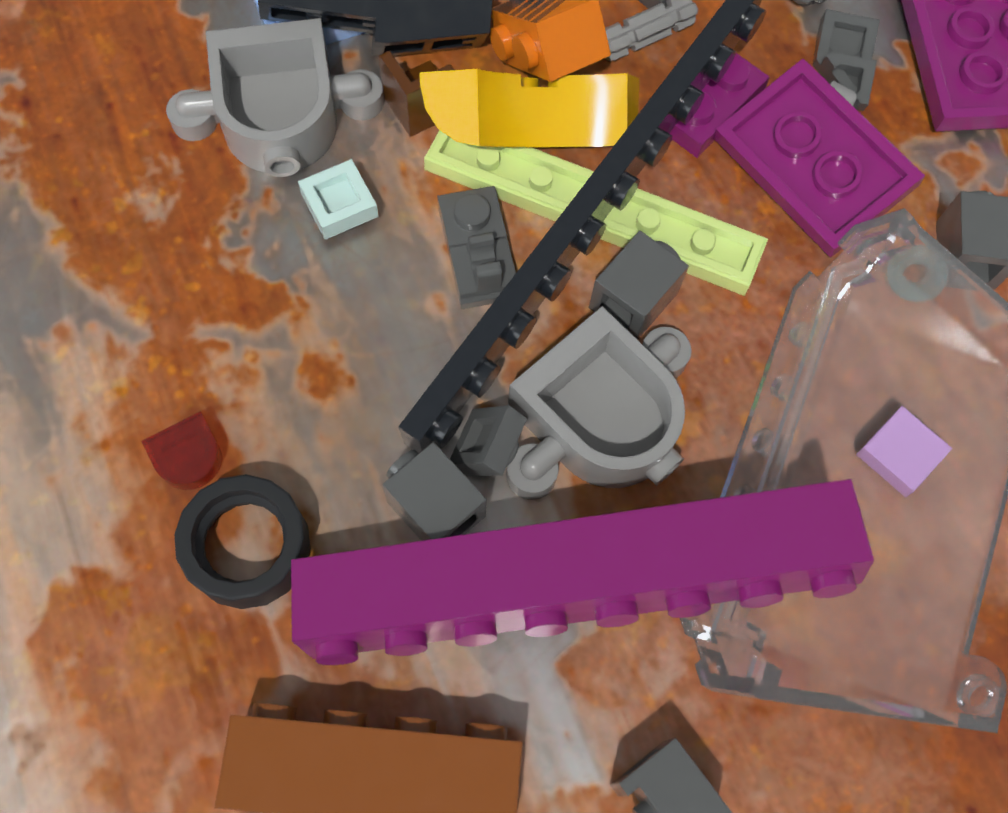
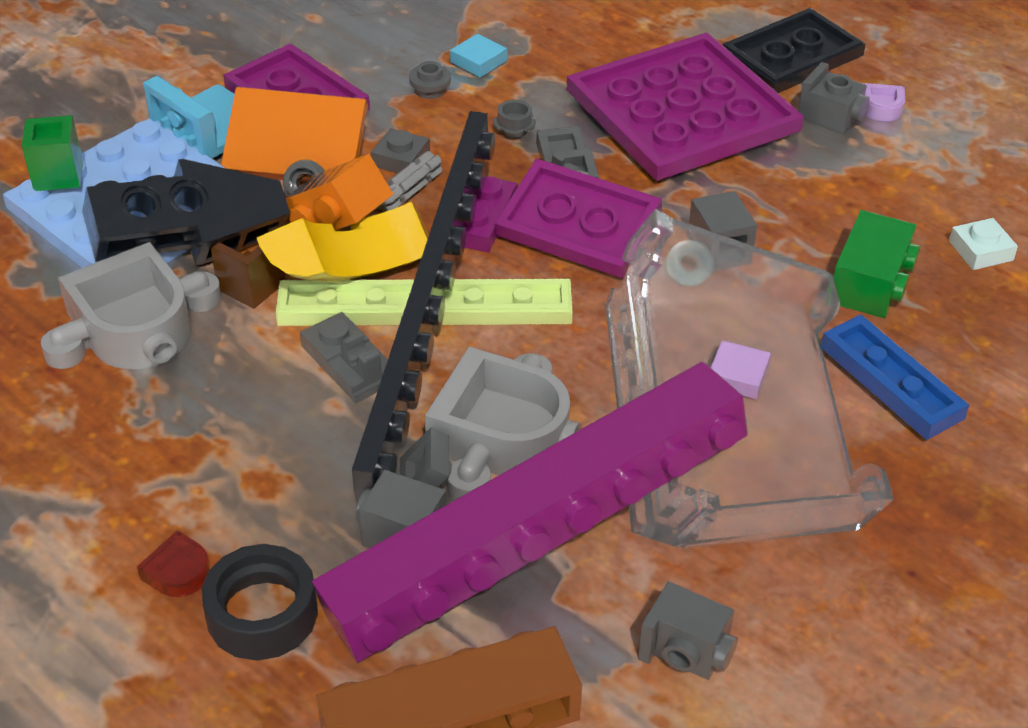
camera: 20 degrees left, 25 degrees down
(338, 199) = (219, 359): light aqua plate -> none
(639, 283) = (490, 326): dark grey brick -> none

